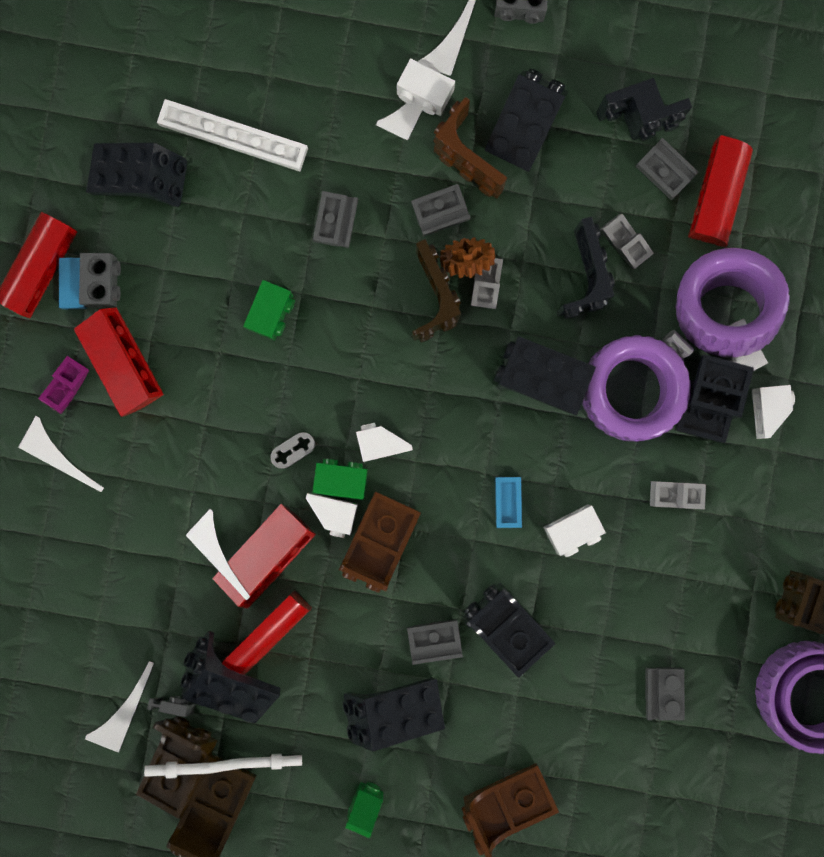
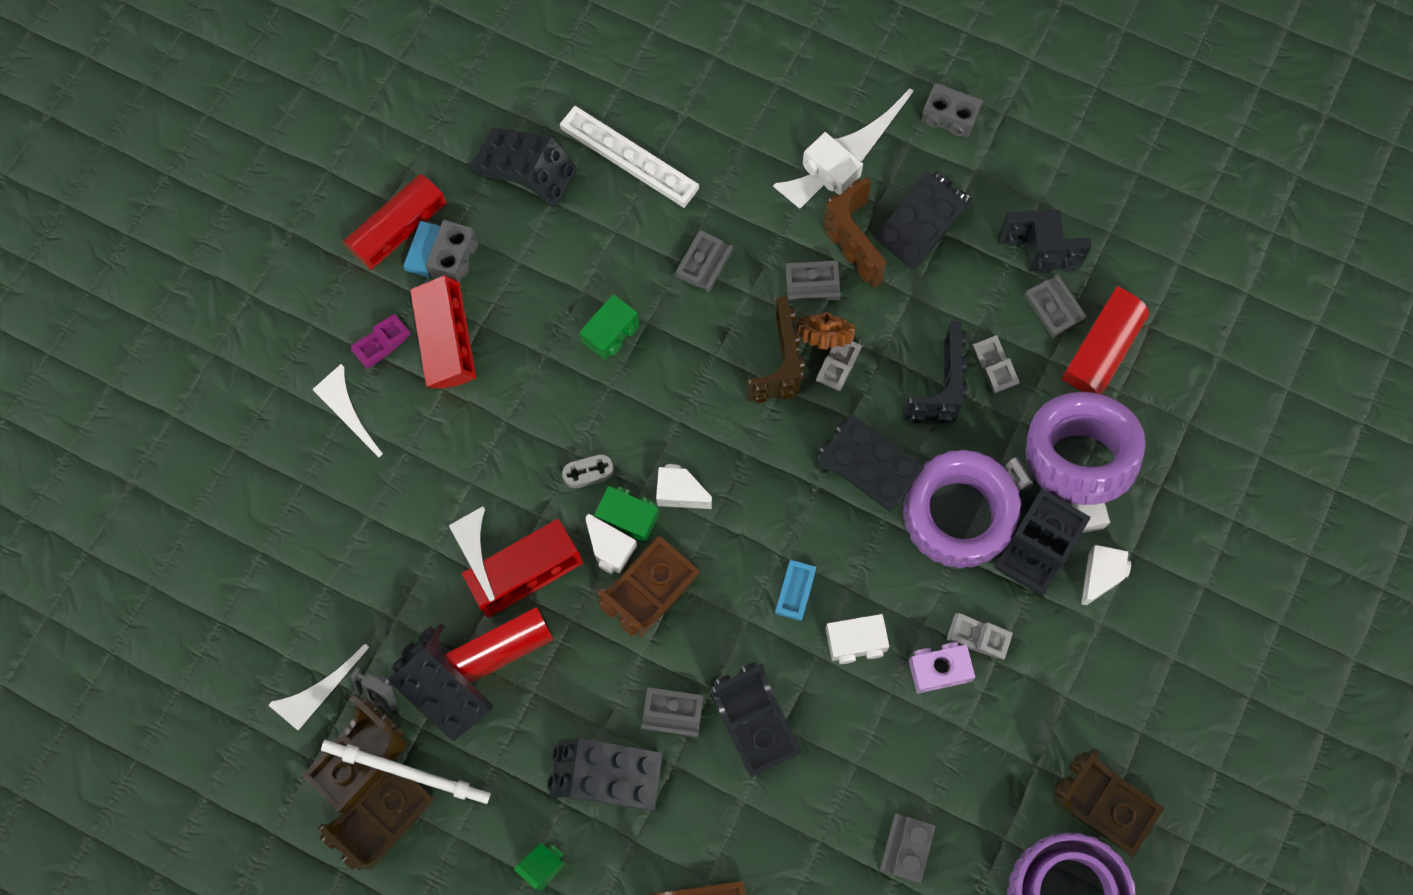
camera: 20 degrees right, 15 degrees down
(668, 534) = (928, 679): none -> lavender brick

